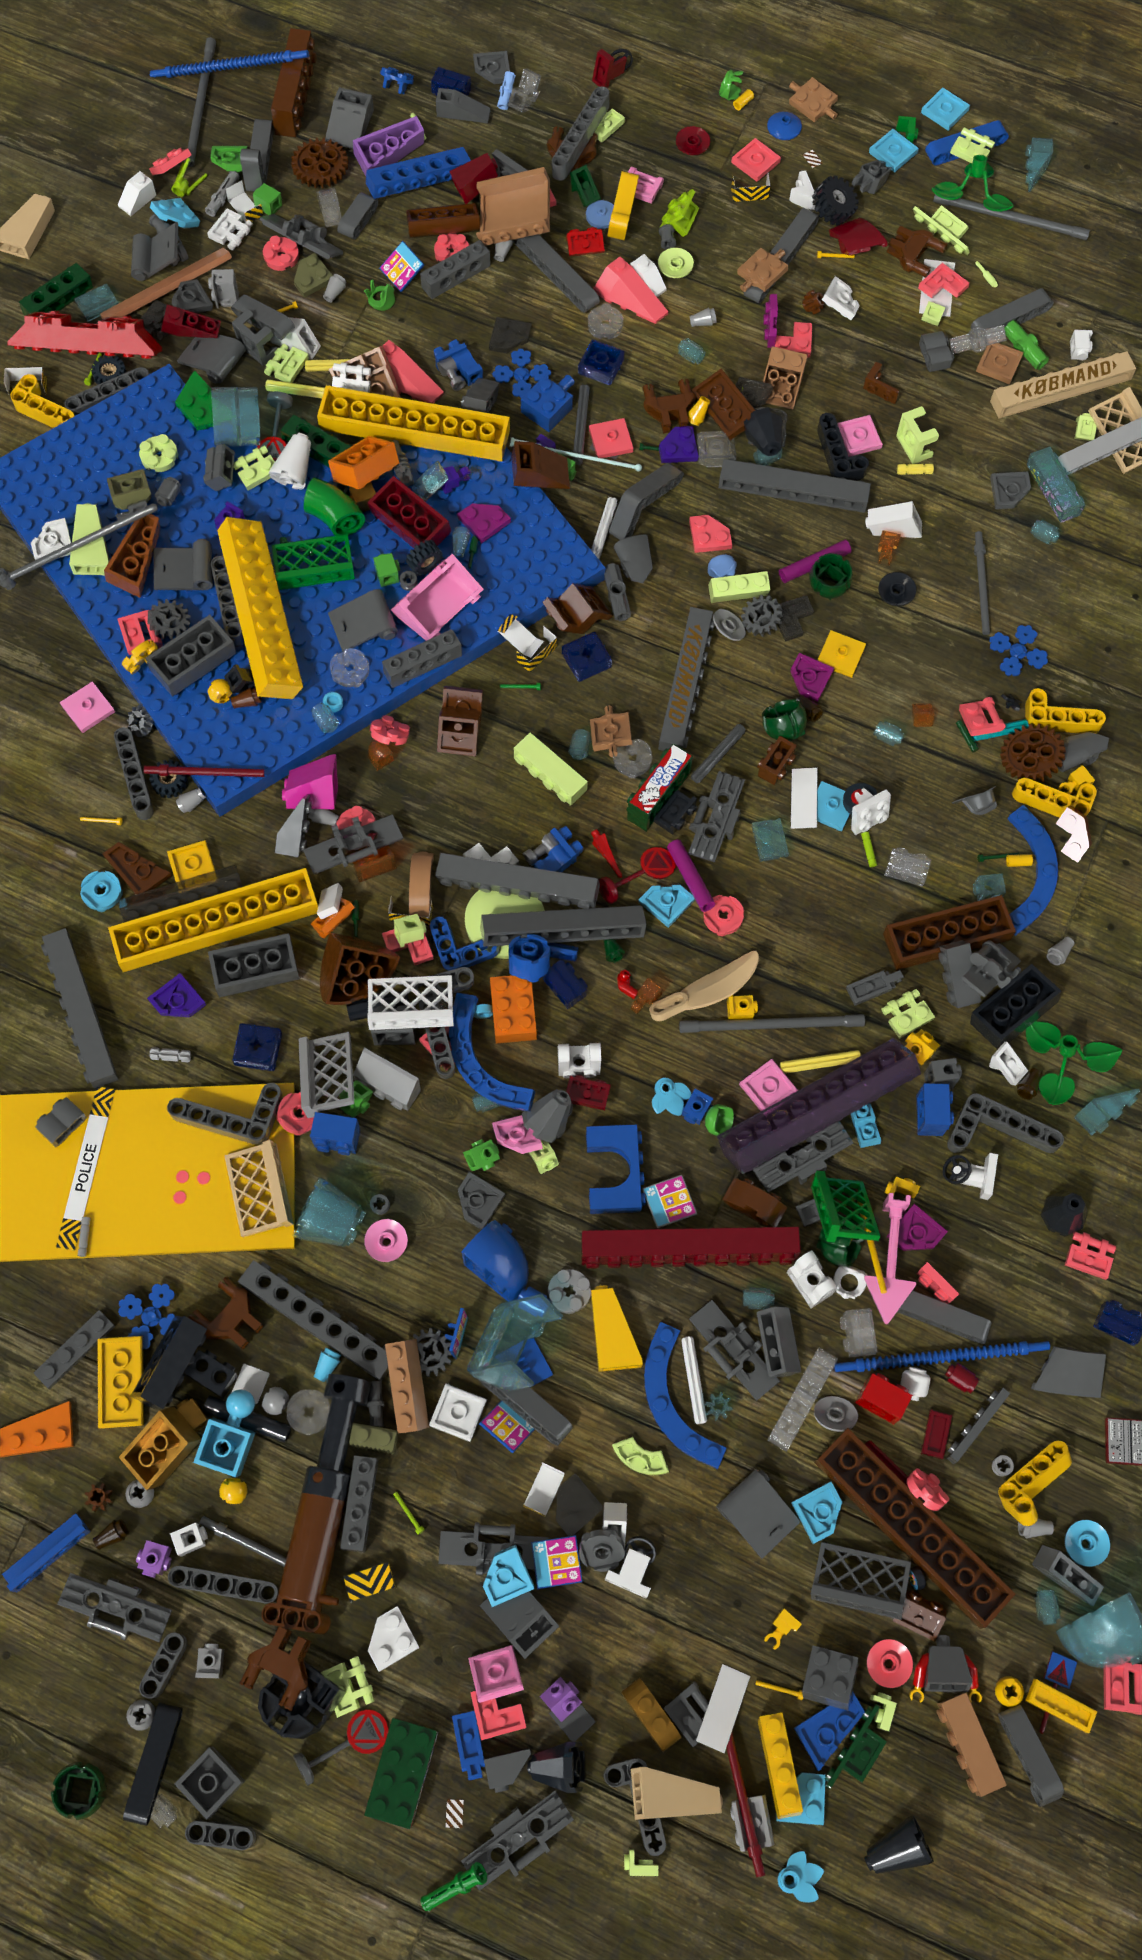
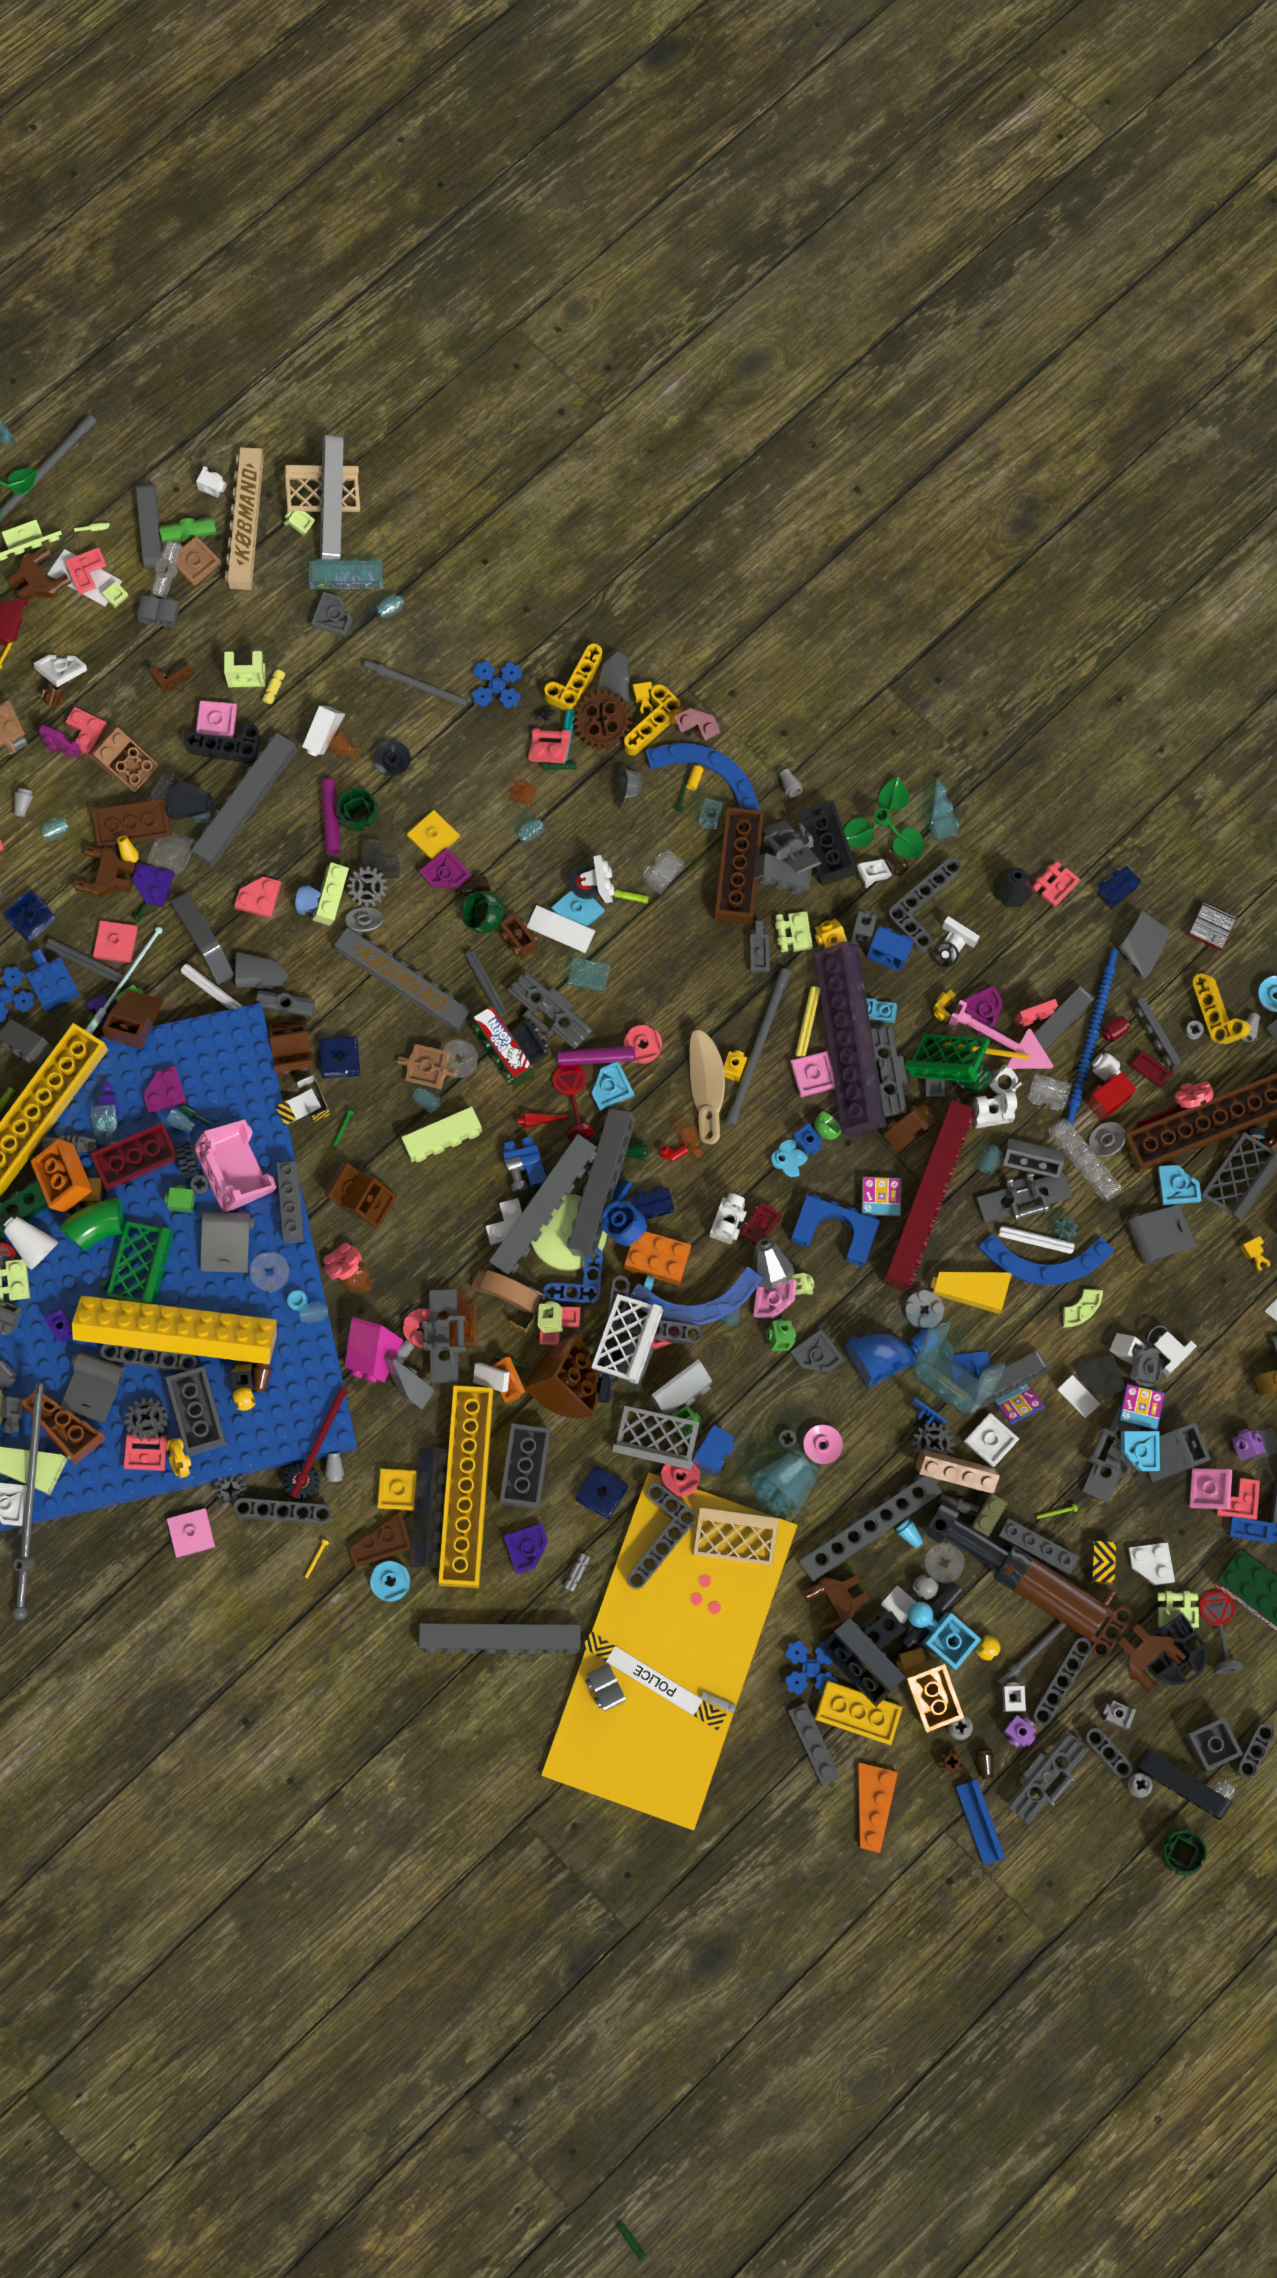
camera: 70 degrees left, 5 degrees up
(754, 391) = (129, 792): clear smoke plate -> none

